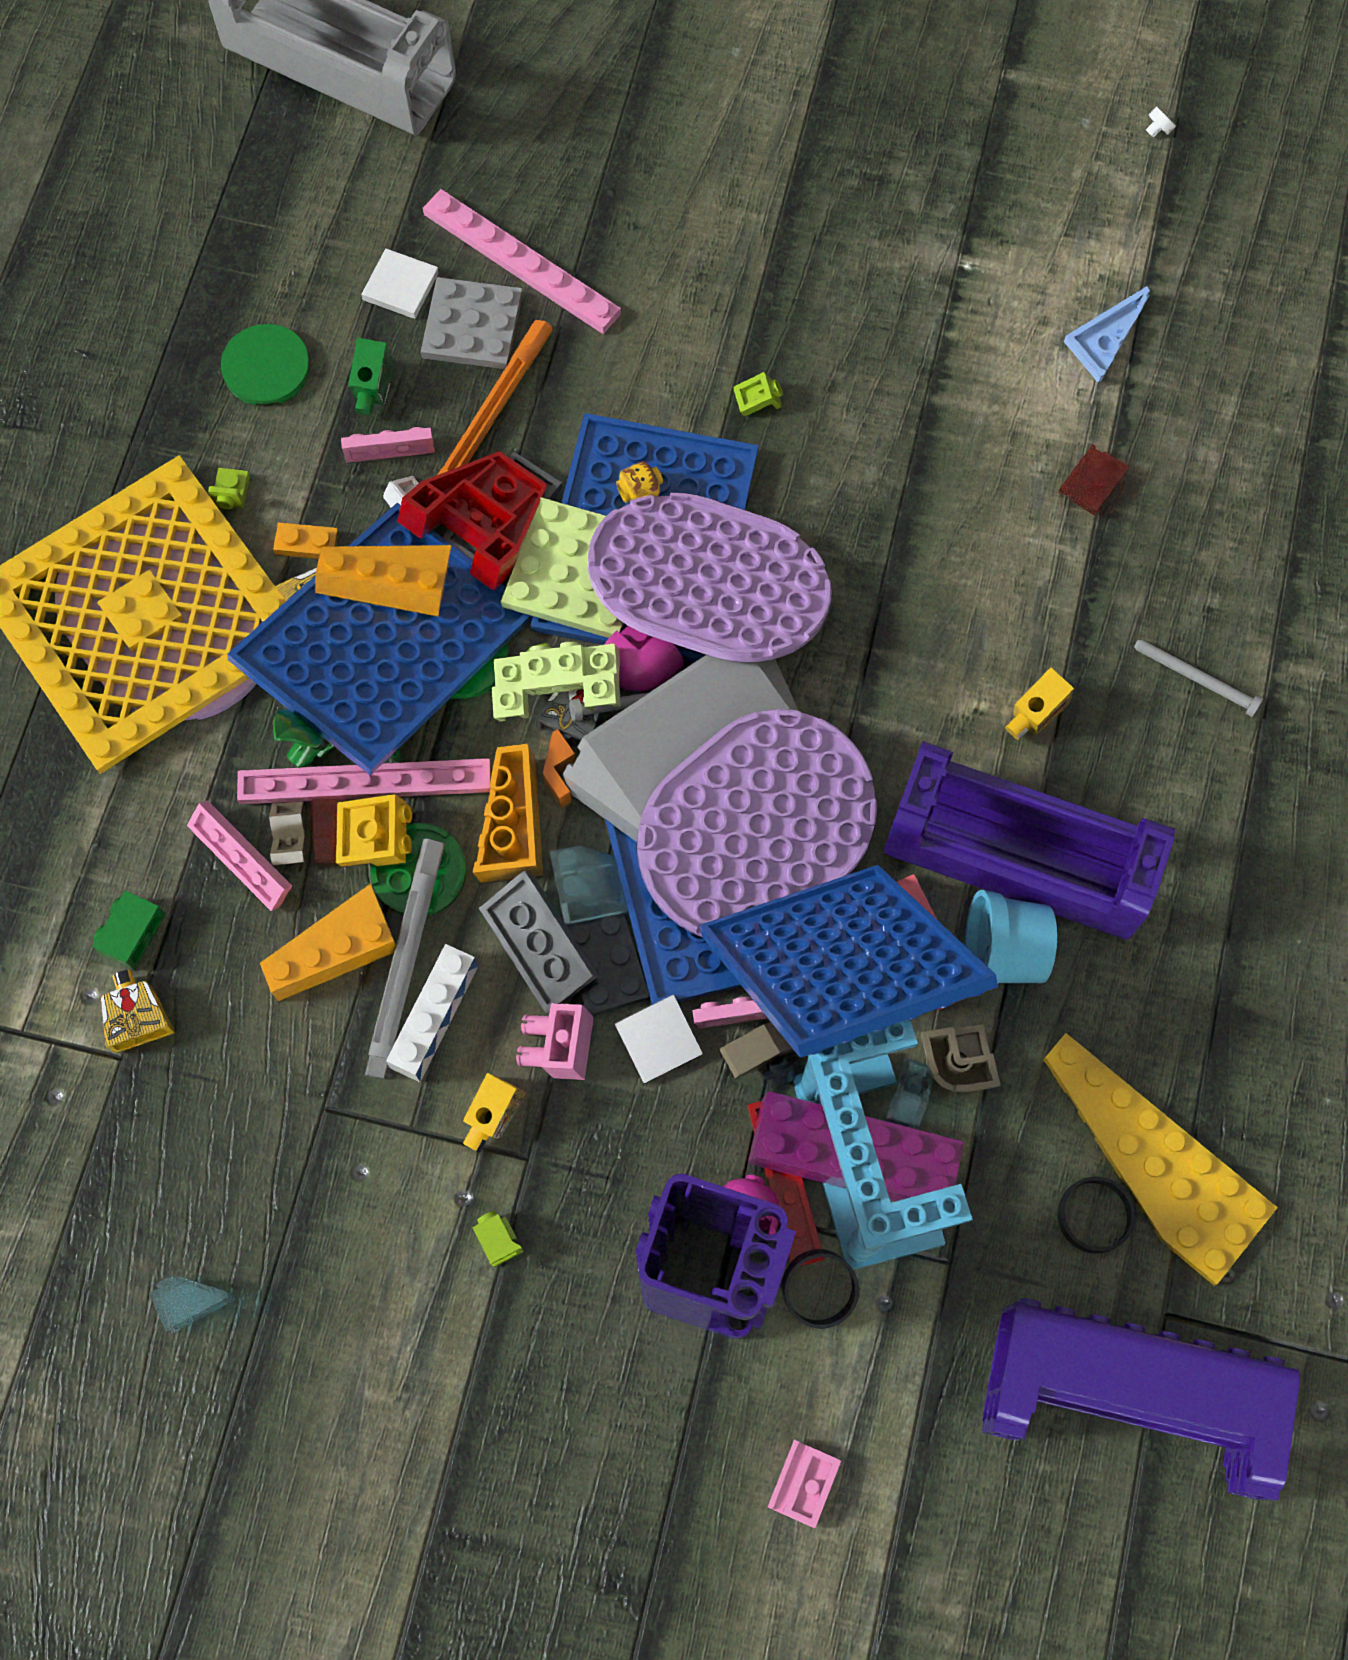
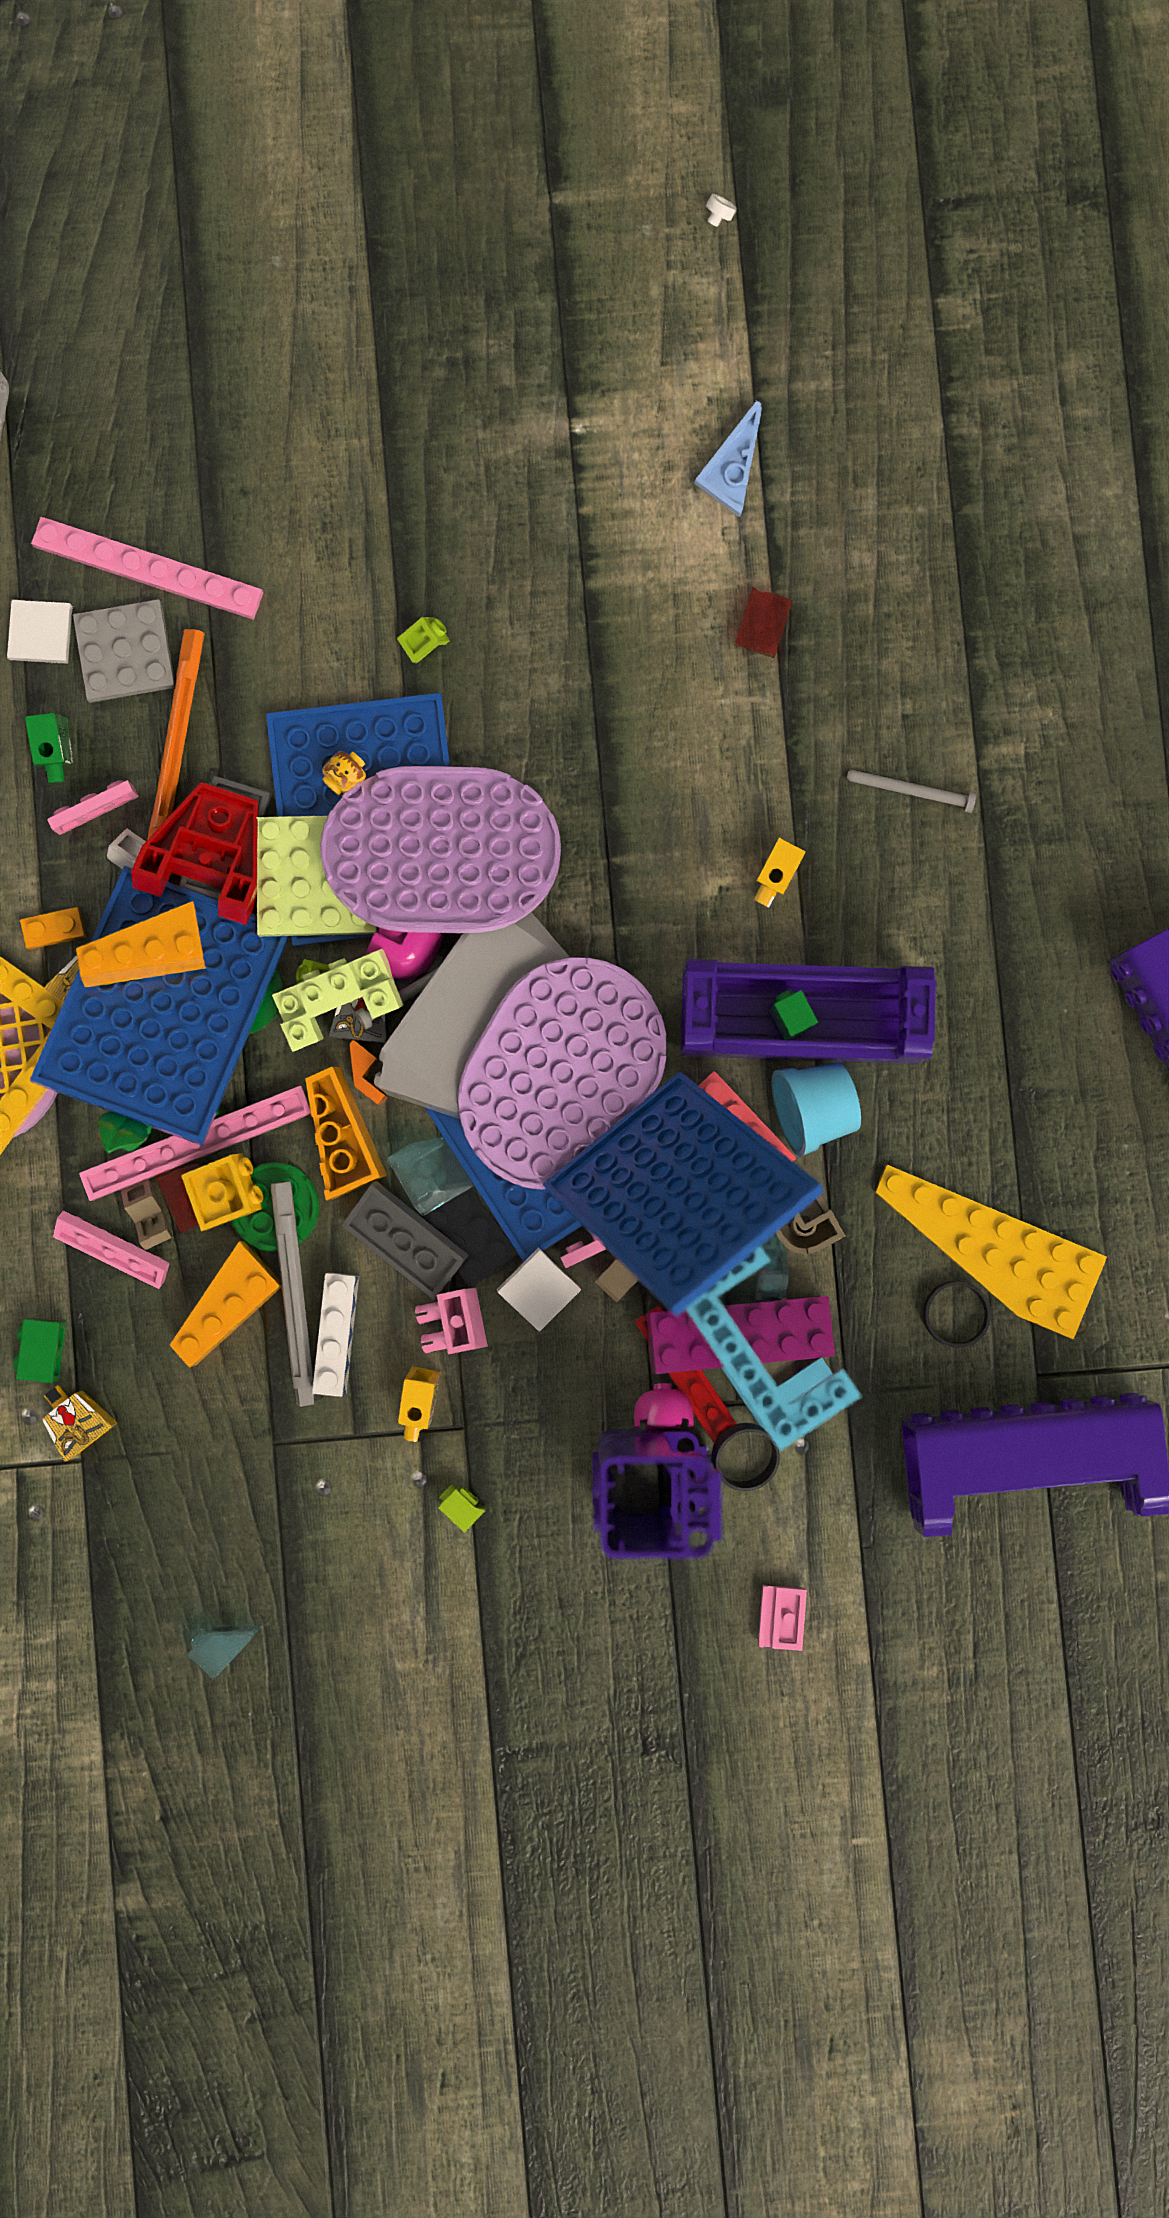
camera: 20 degrees left, 15 degrees up
(1014, 838) = (792, 1014): none -> green brick

